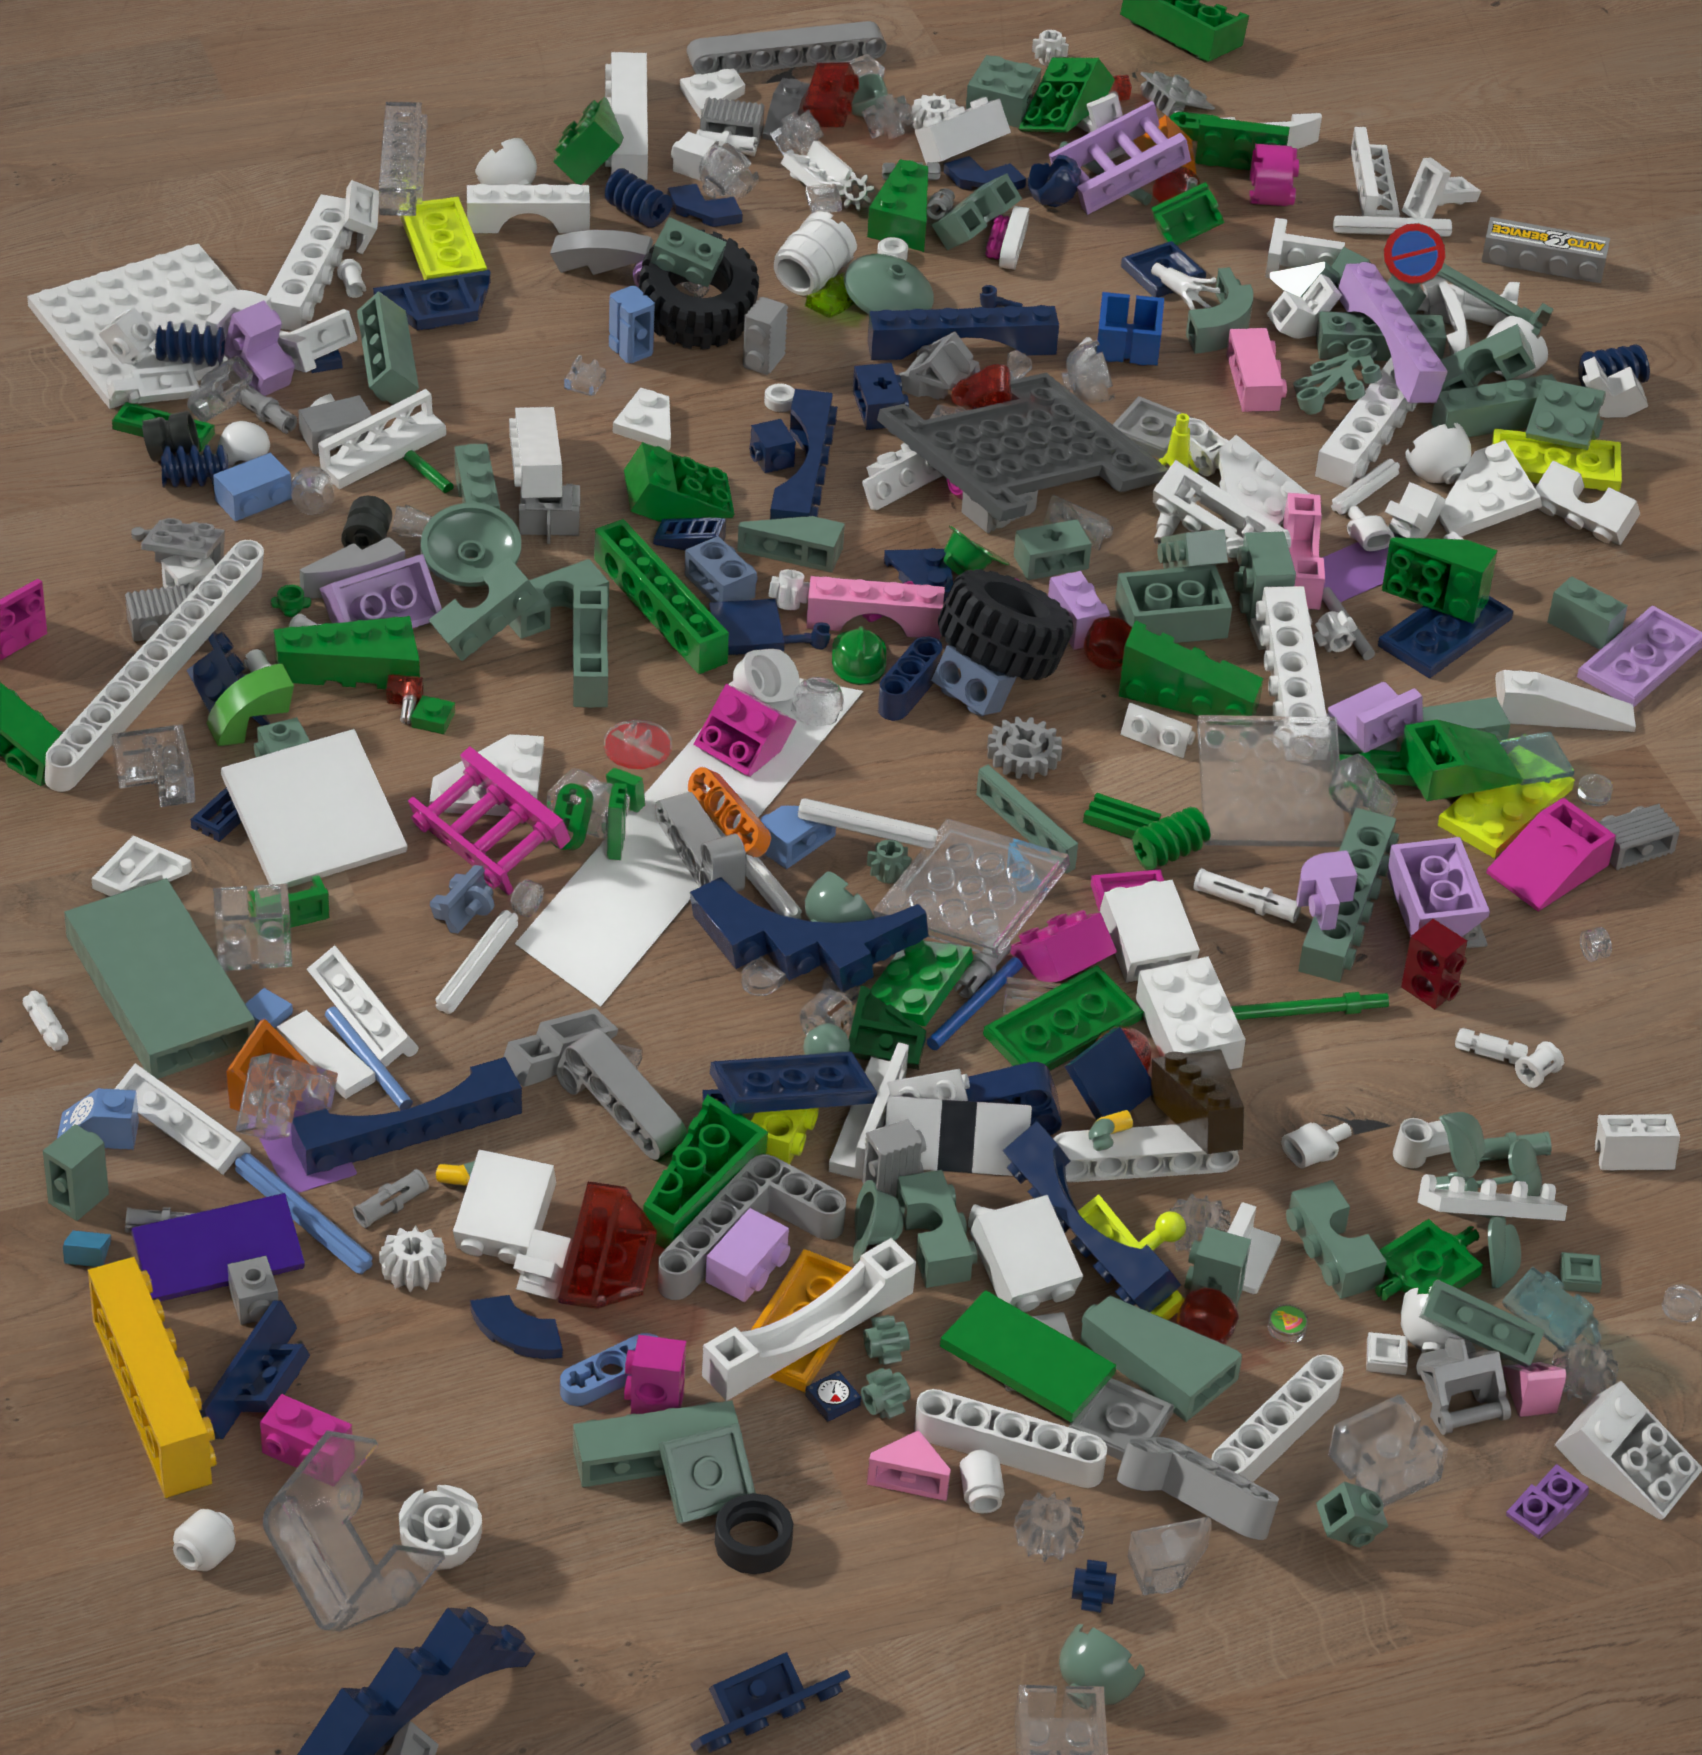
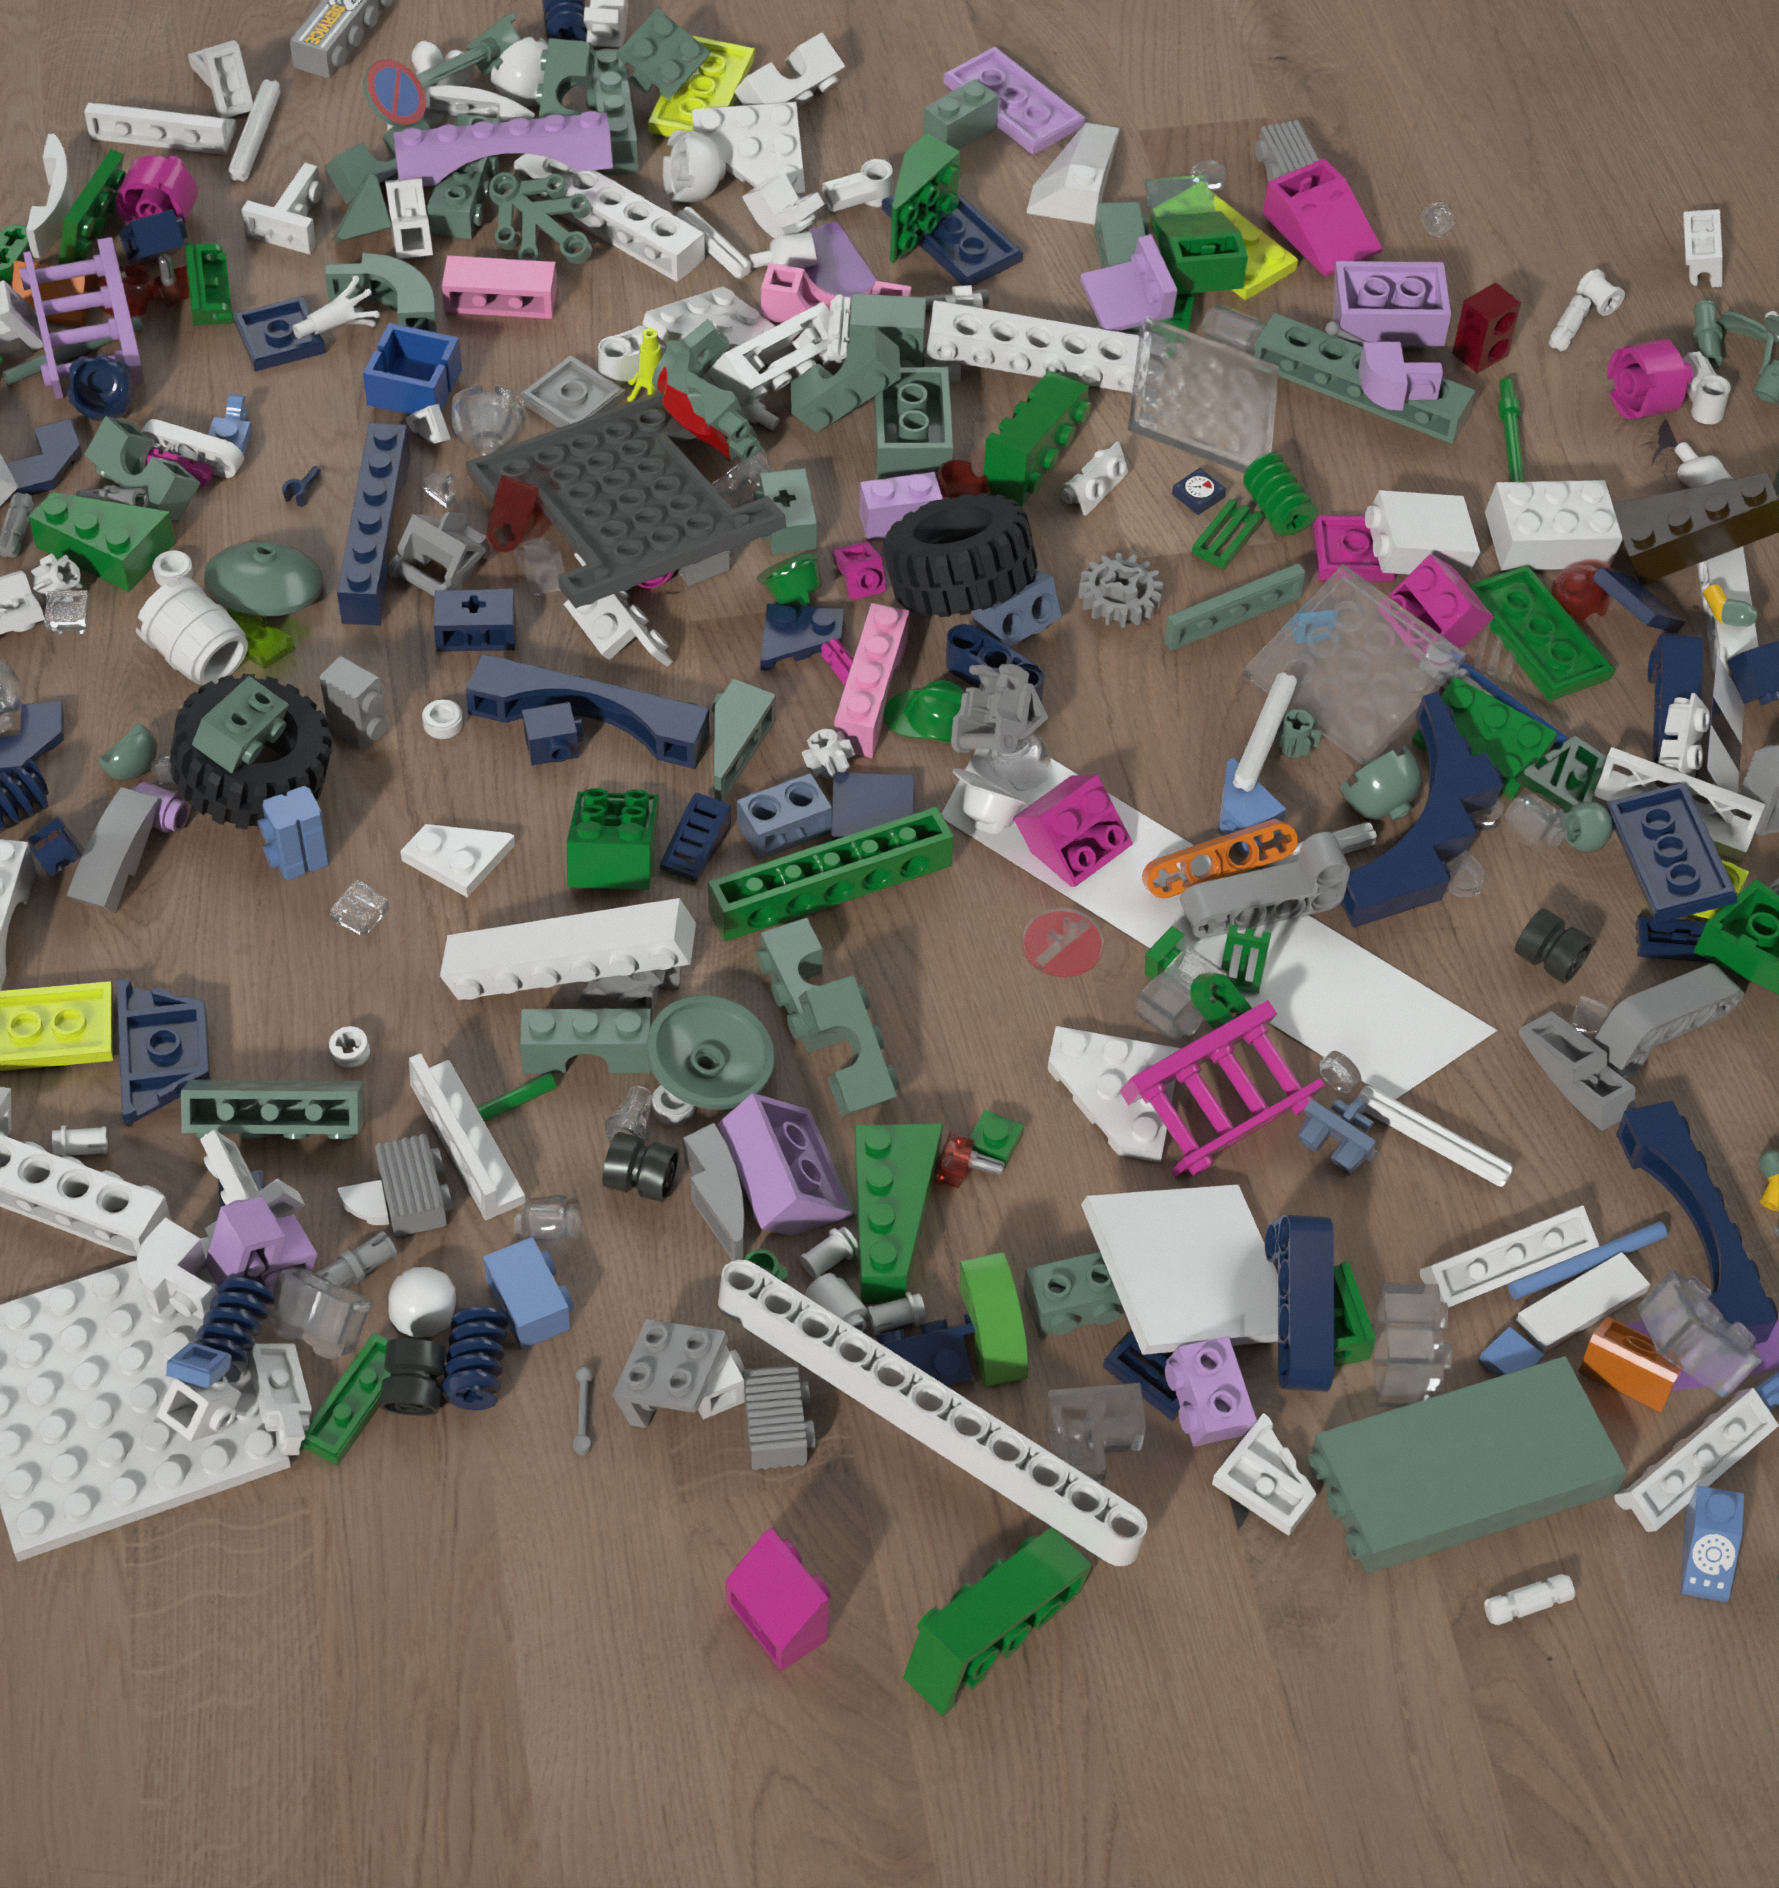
camera: 80 degrees left, 10 degrees up
(145, 316) = (198, 1365): none -> medium blue tile
(202, 824) = (1210, 1391): none -> lavender brick
(258, 635) = (839, 1299): none -> white brick
(296, 861) = (1305, 1300): none -> dark blue beam
(458, 388) = (343, 1036): none -> white bush
(585, 216) = (55, 846): none -> dark blue leg
(590, 646) = (870, 952): sand green arch -> none
(684, 1023) = (1548, 942): none -> pearl dark grey wheel
(818, 638) = (899, 749): dark blue hand -> none
(848, 667) = (1001, 703): none -> light grey piece
(1043, 258) = (234, 425): none -> medium blue plate
(1124, 473) = (698, 405): none -> sand green hips
(1168, 797) = (1199, 491): none -> tile
(1211, 169) = (152, 237): none -> dark blue brick
(1261, 900) = (1364, 445): white pin -> none
(1384, 854) = (1333, 328): none -> light grey hinge
(1410, 1083) = (1648, 379): none -> dark pink brick

